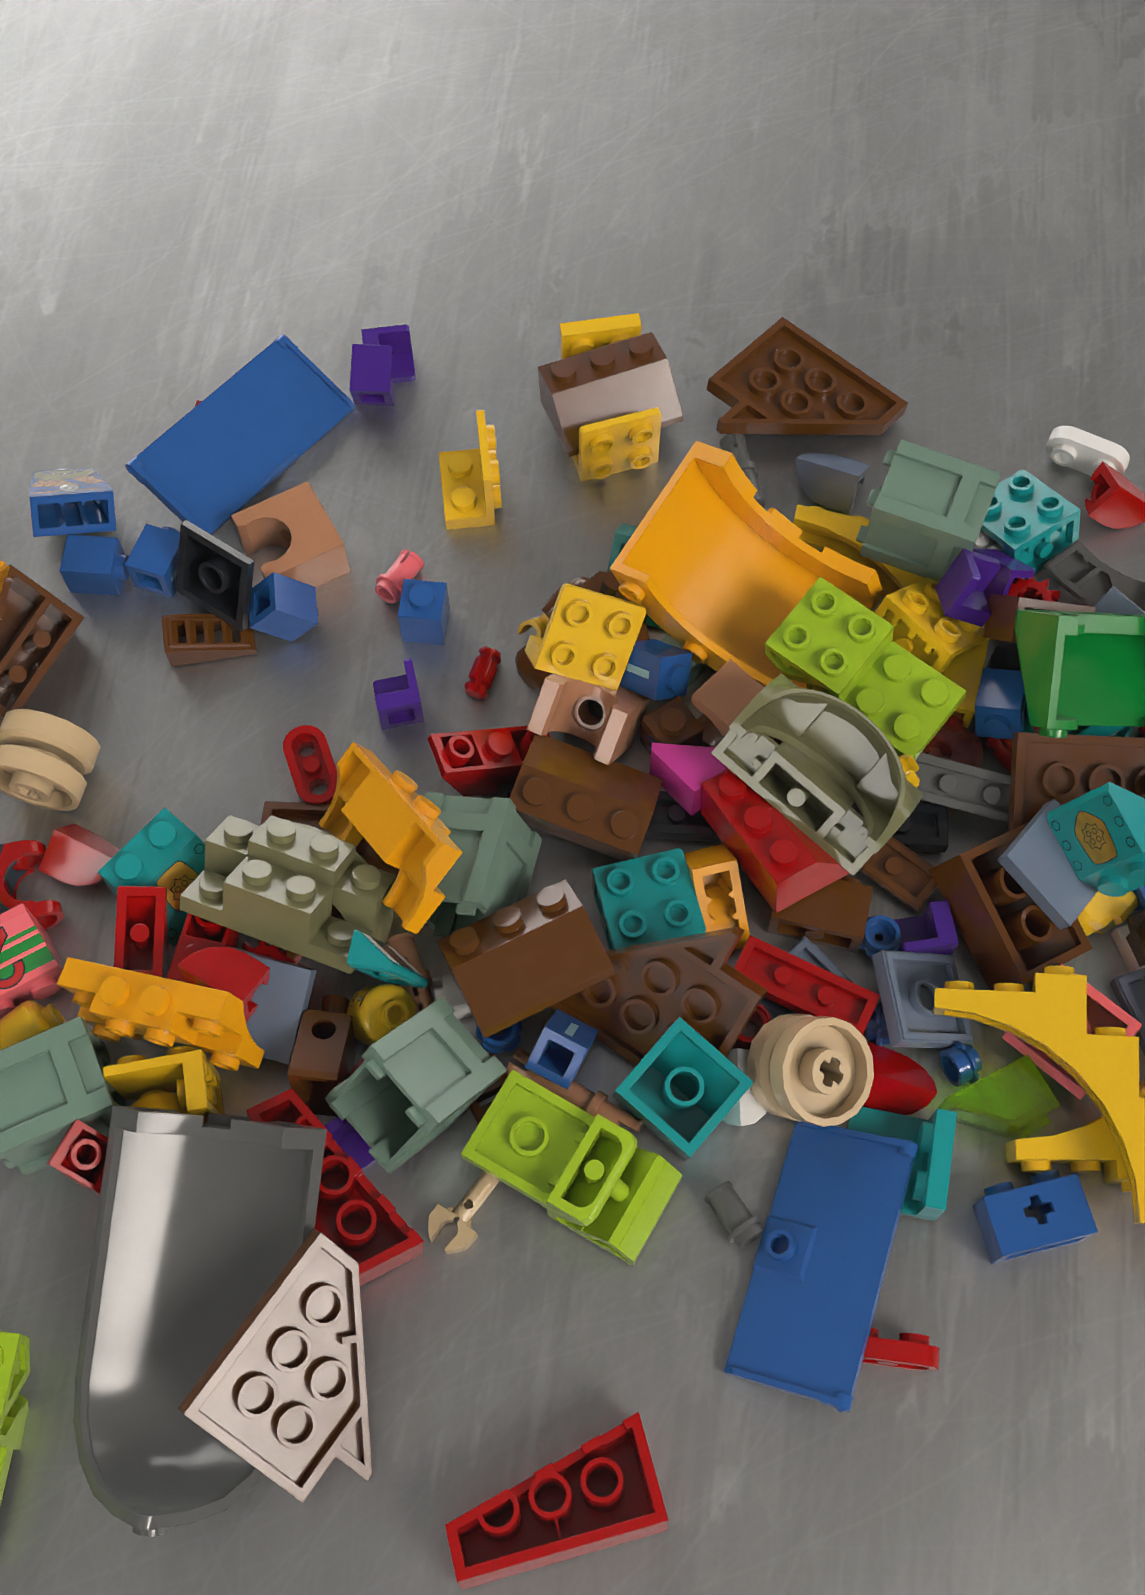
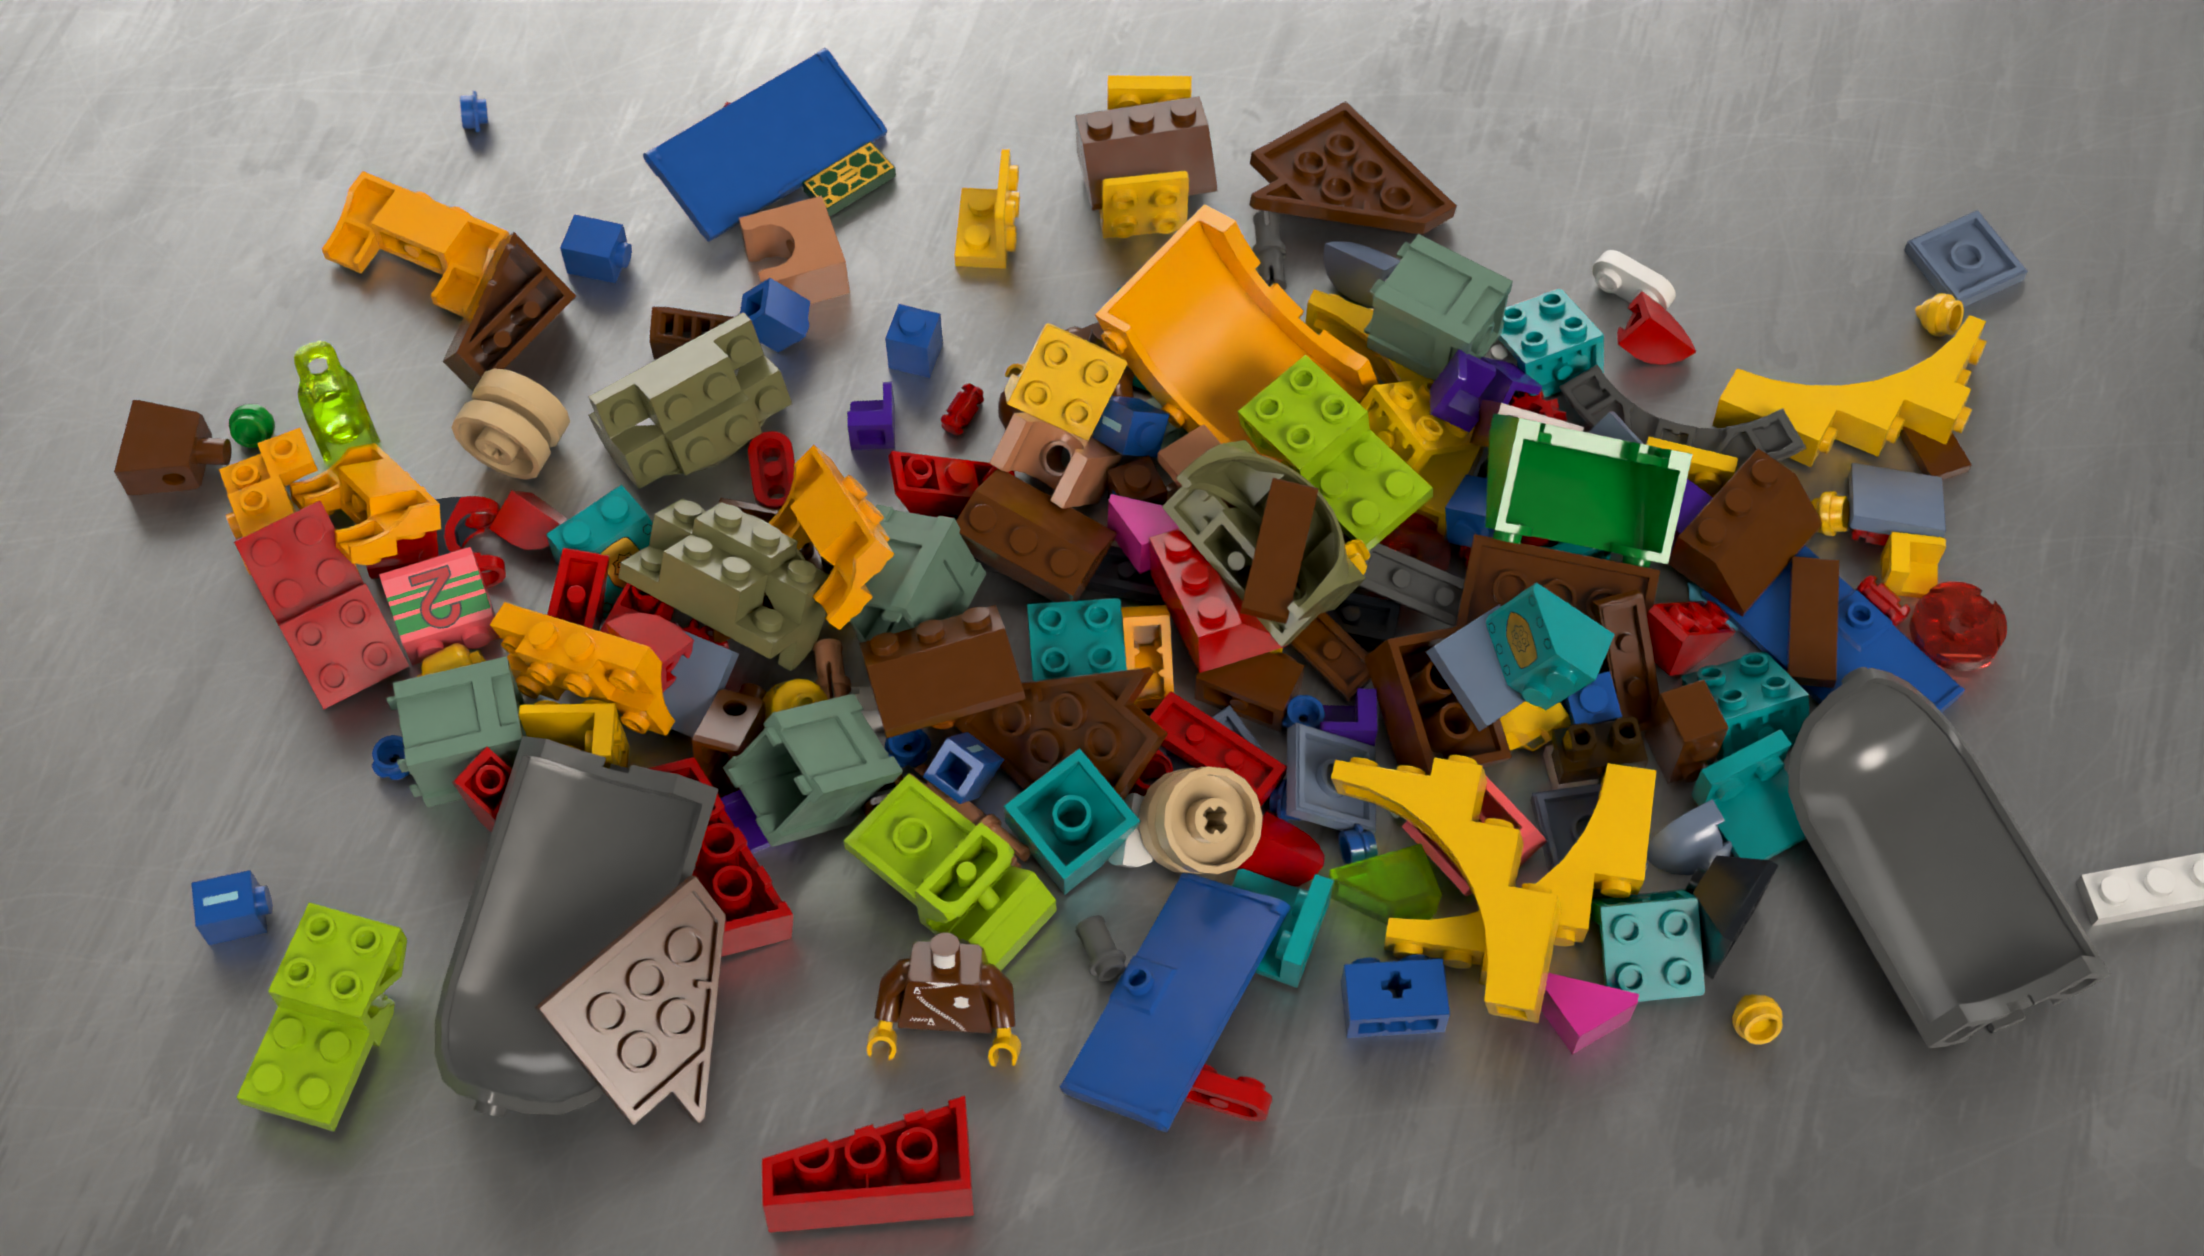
camera: 10 degrees right, 5 degrees down
(71, 502) = (583, 184): blue torso -> none
(155, 560) = (660, 253): blue brick -> none
(214, 575) = (710, 271): black slope -> none
(220, 710) = (695, 403): none -> olive piece
(329, 457) = (850, 178): none -> dark green tile
(372, 375) = (908, 101): dark purple panel -> none
(382, 962) = (802, 655): teal slope -> none
(390, 584) = (904, 294): coral pin -> none
(400, 340) = (930, 84): dark purple panel -> none
(463, 1212) = (837, 907): tan bar -> none
(594, 1293) = (946, 990): none -> reddish brown torso
(840, 783) = (1279, 550): none -> reddish brown tile

